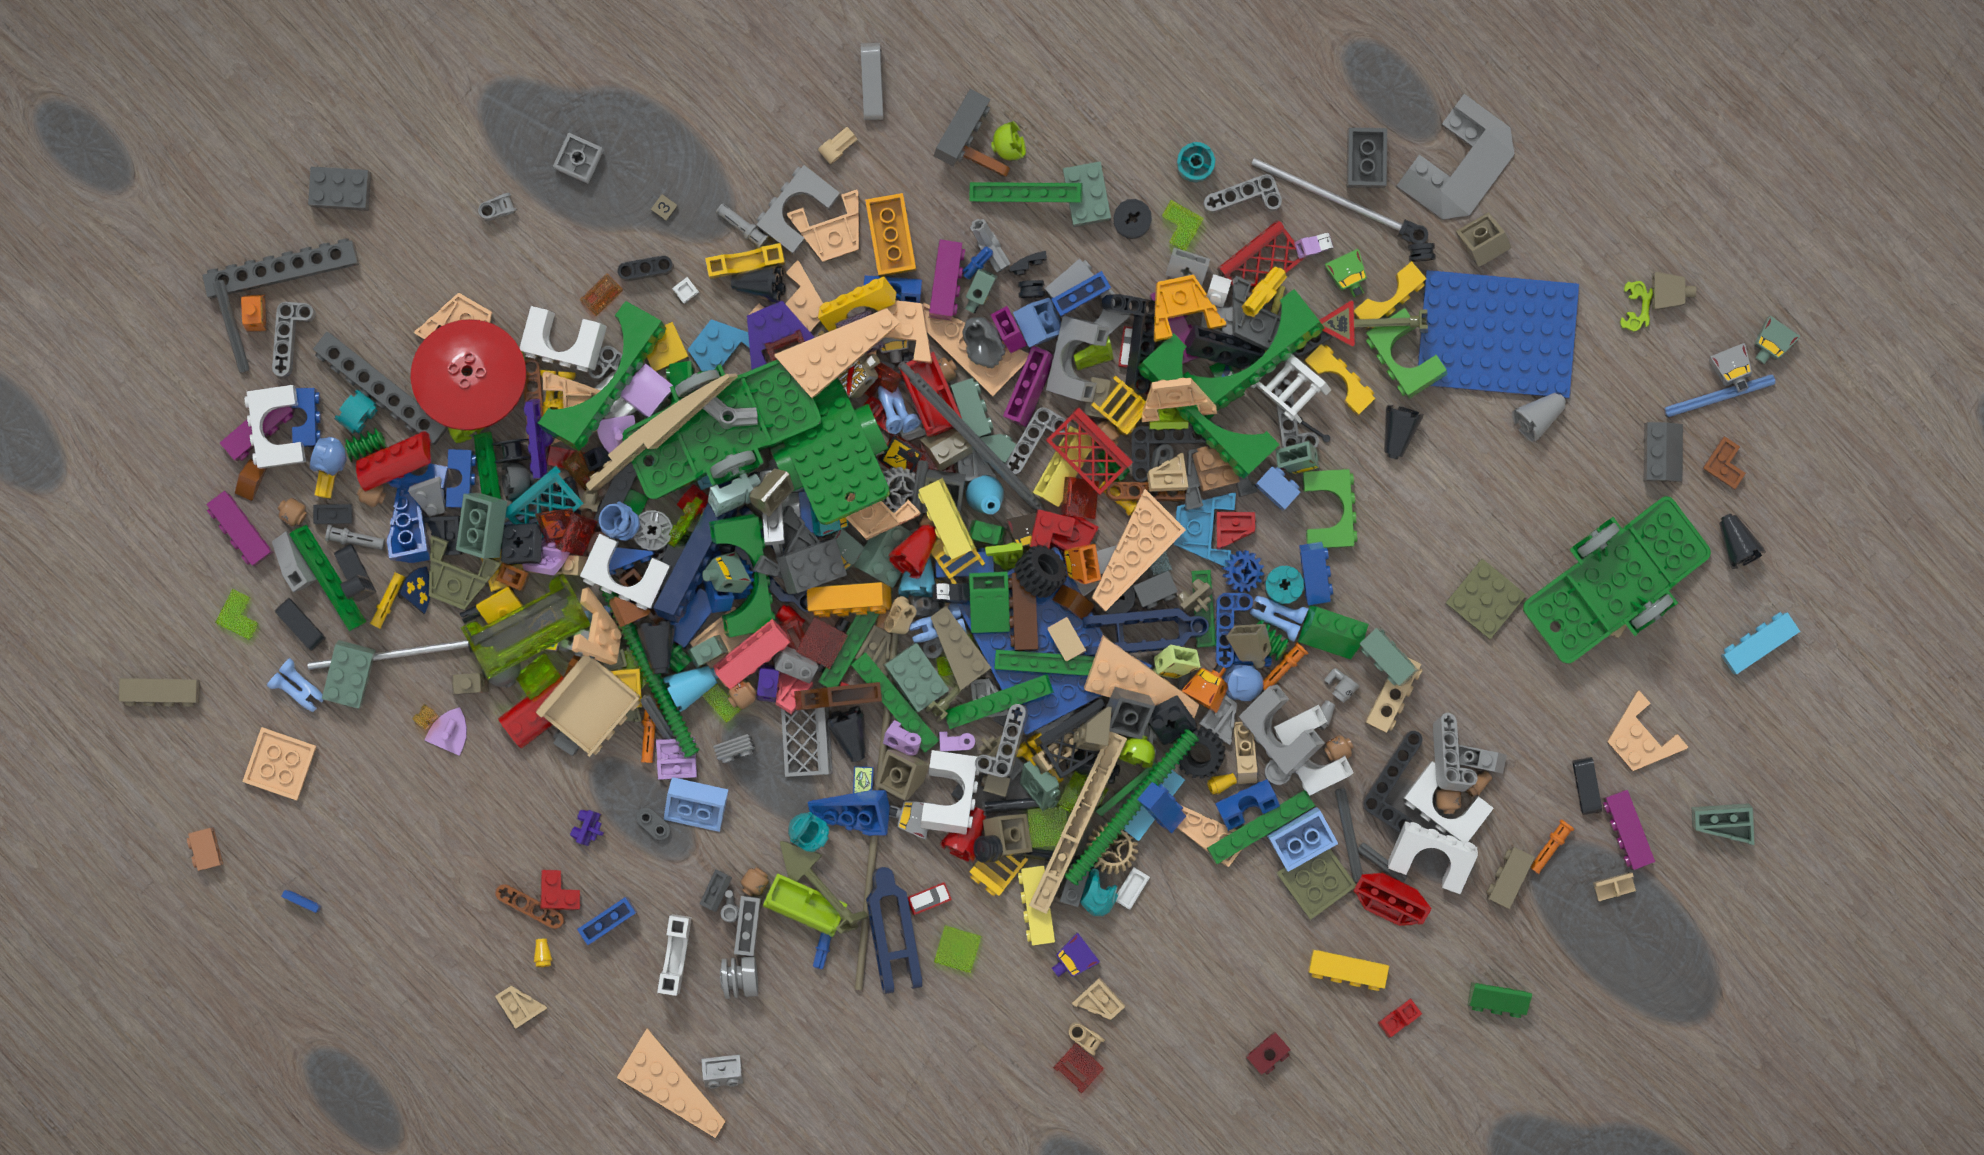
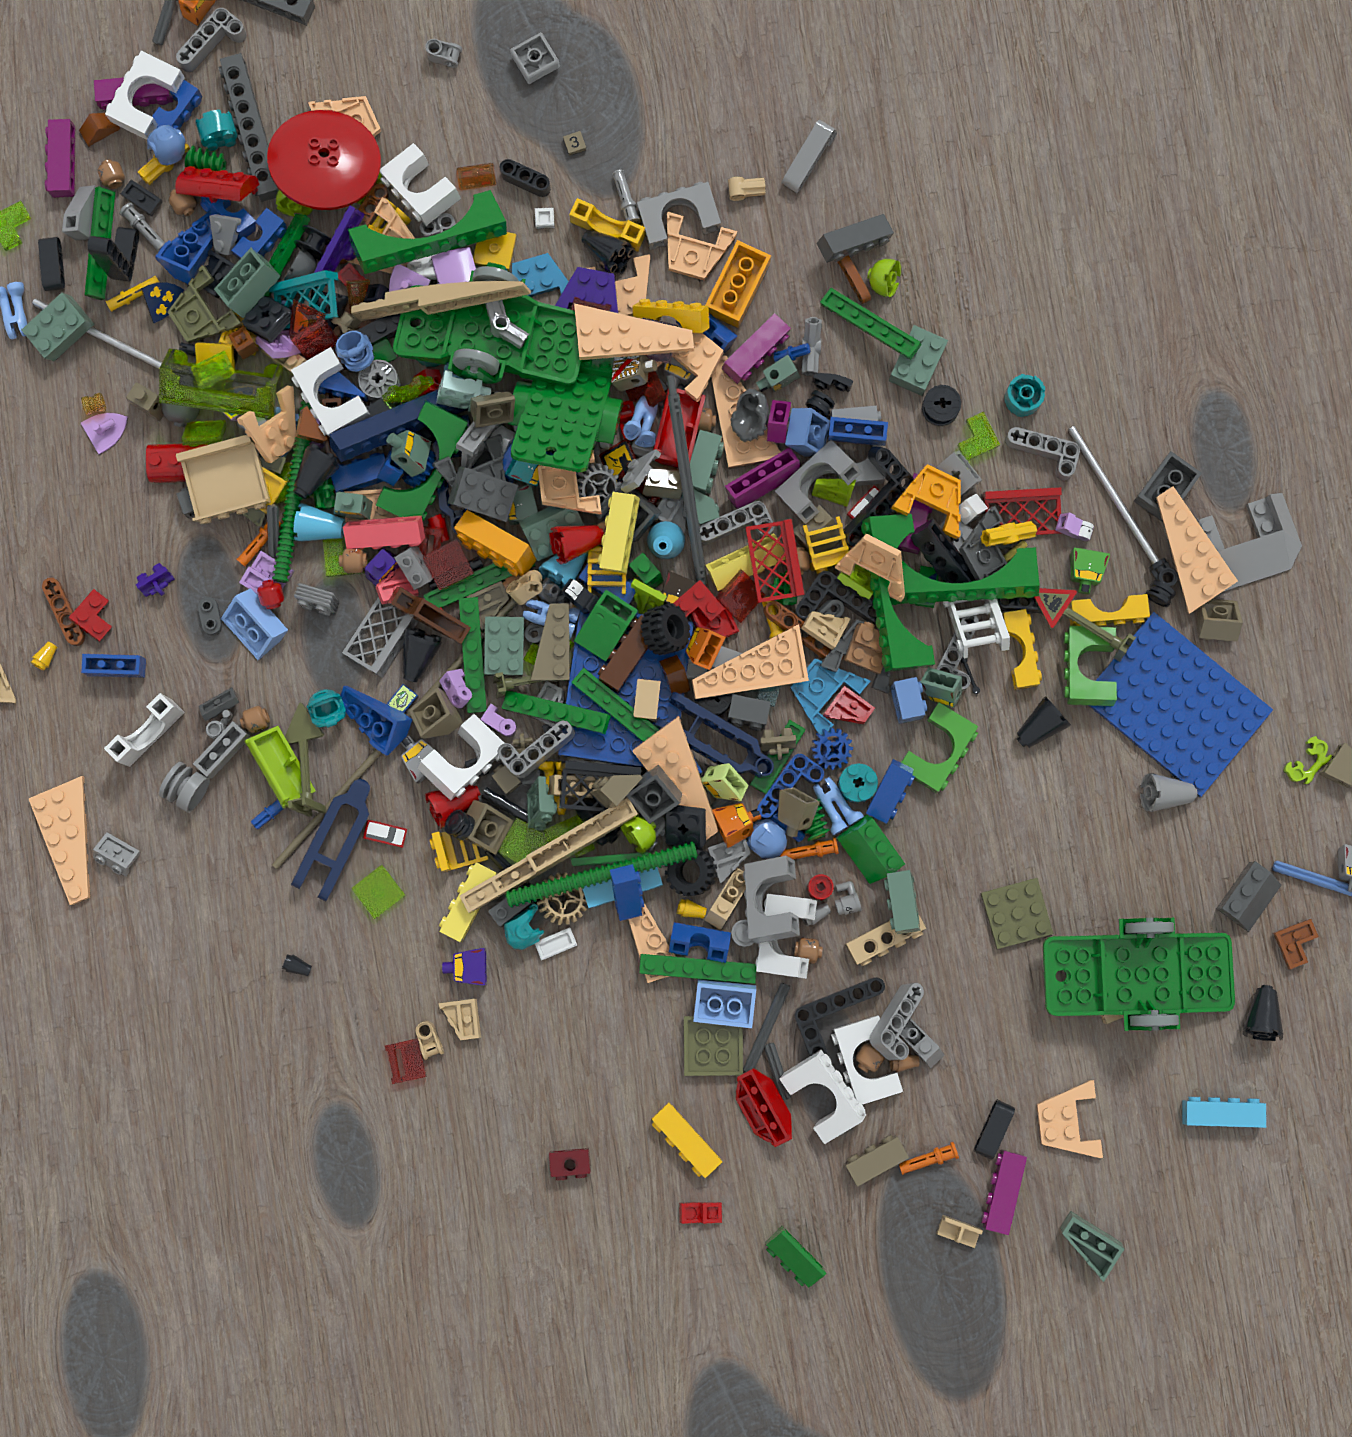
camera: 35 degrees right, 5 degrees down
(511, 620) = (213, 370): none -> clear neon green plate
(694, 771) = (270, 594): none -> red head
(925, 456) = (638, 470): none -> light grey wing
(935, 1055) = (295, 965): none -> black cone
(1313, 691) = (820, 887): none -> red wheel
(1432, 205) = (1196, 560): none -> light nougat wing

